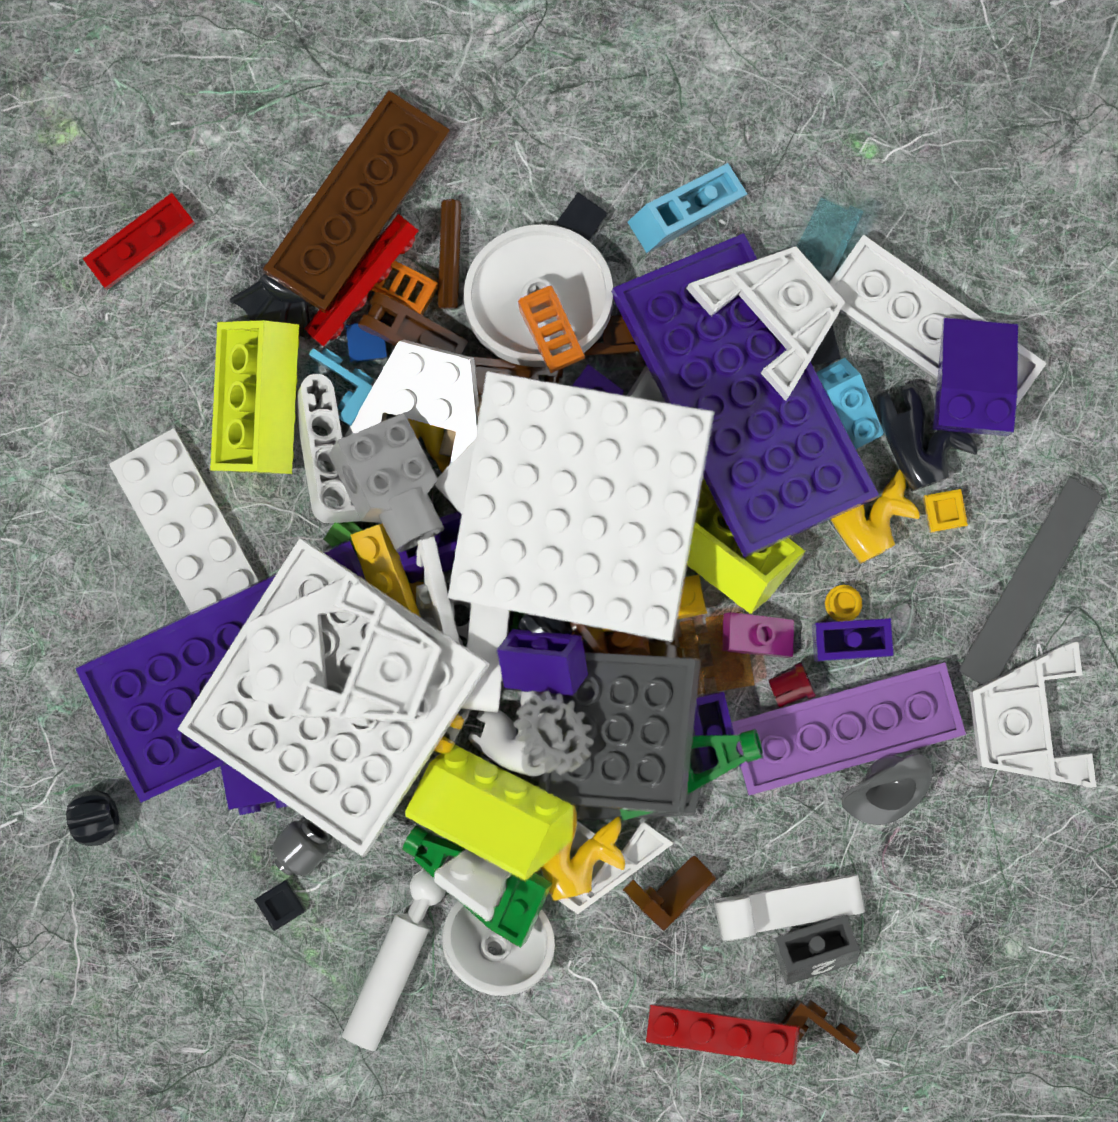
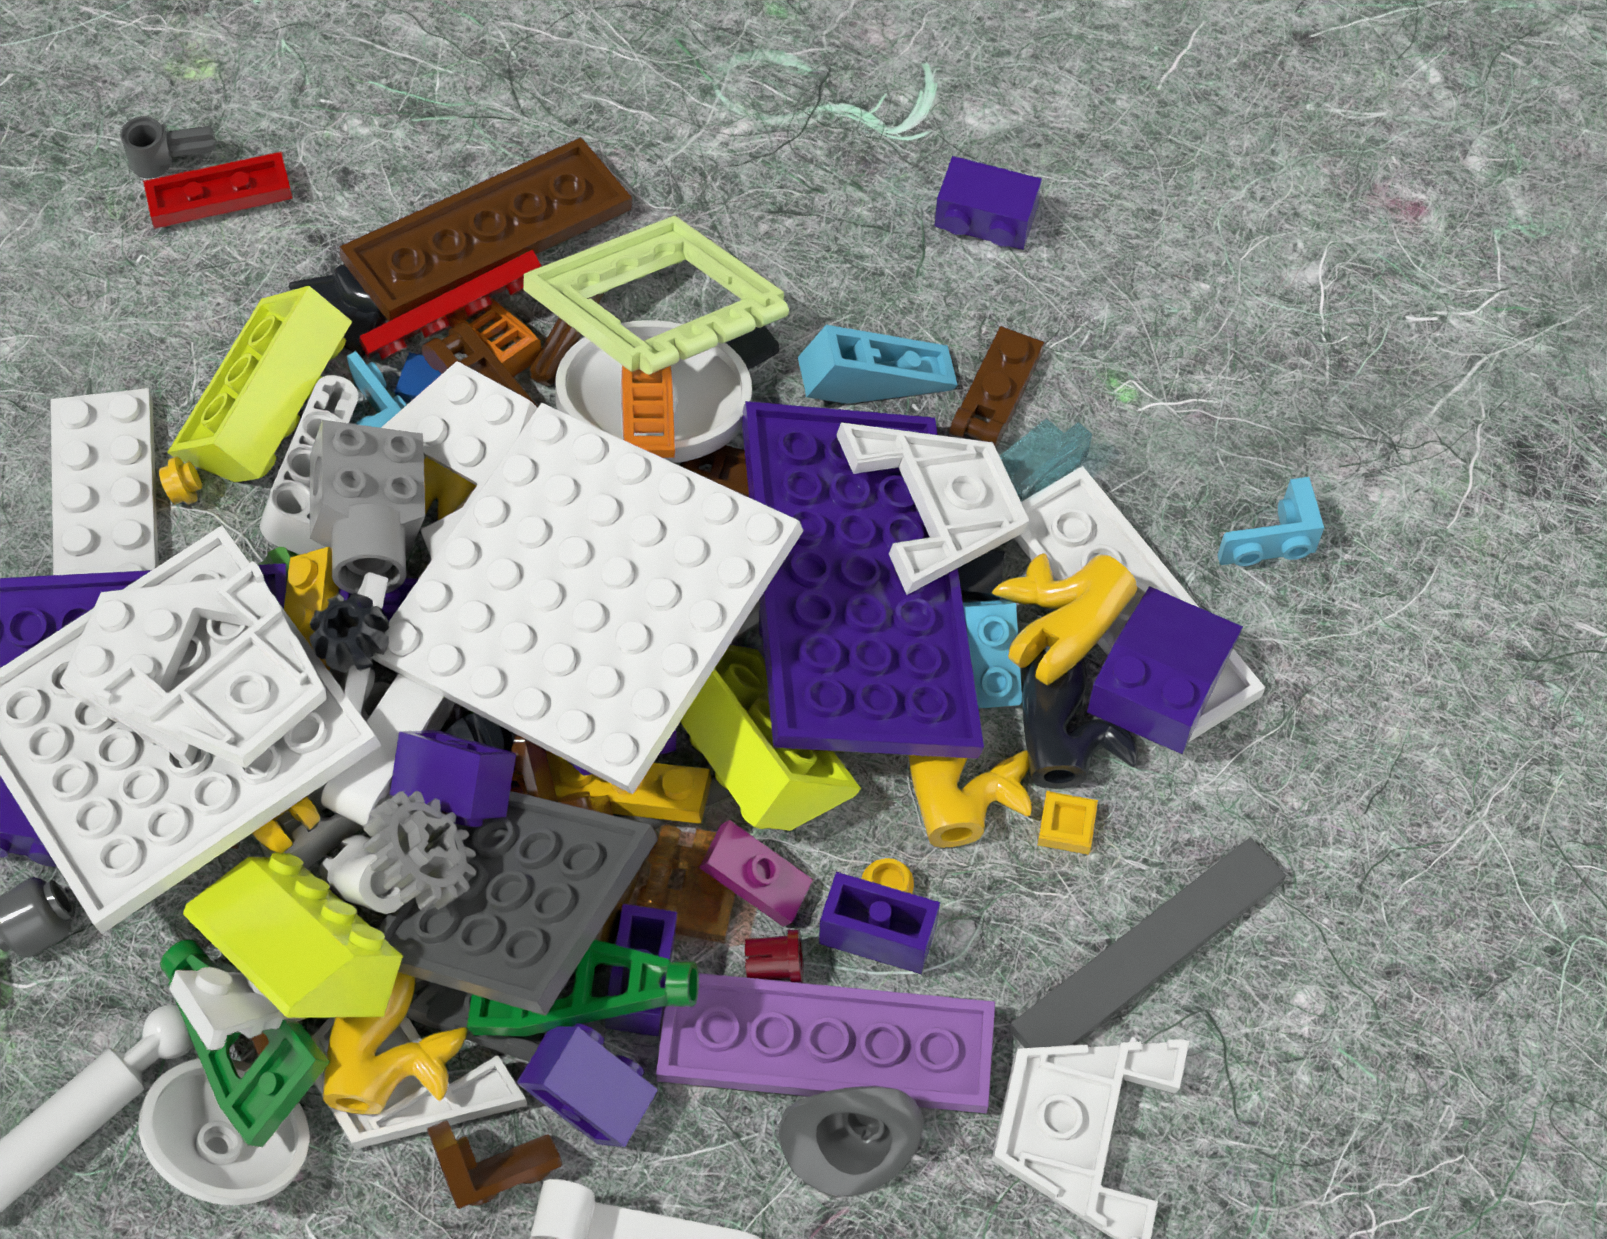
camera: 15 degrees right, 25 degrees down
(85, 216) = (152, 146): none -> dark grey axle
(234, 493) = (180, 481): none -> yellow plate
(431, 607) = (349, 632): none -> black piece
(471, 193) = (570, 281): none -> yellowish green hinge
(714, 30) = (987, 202): none -> dark purple brick
(714, 824) = (588, 1084): none -> brick
(777, 185) = (998, 386): none -> reddish brown plate
(907, 377) = (1085, 611): none -> yellow piece
(1025, 213) = (1293, 539): none -> medium azure bracket

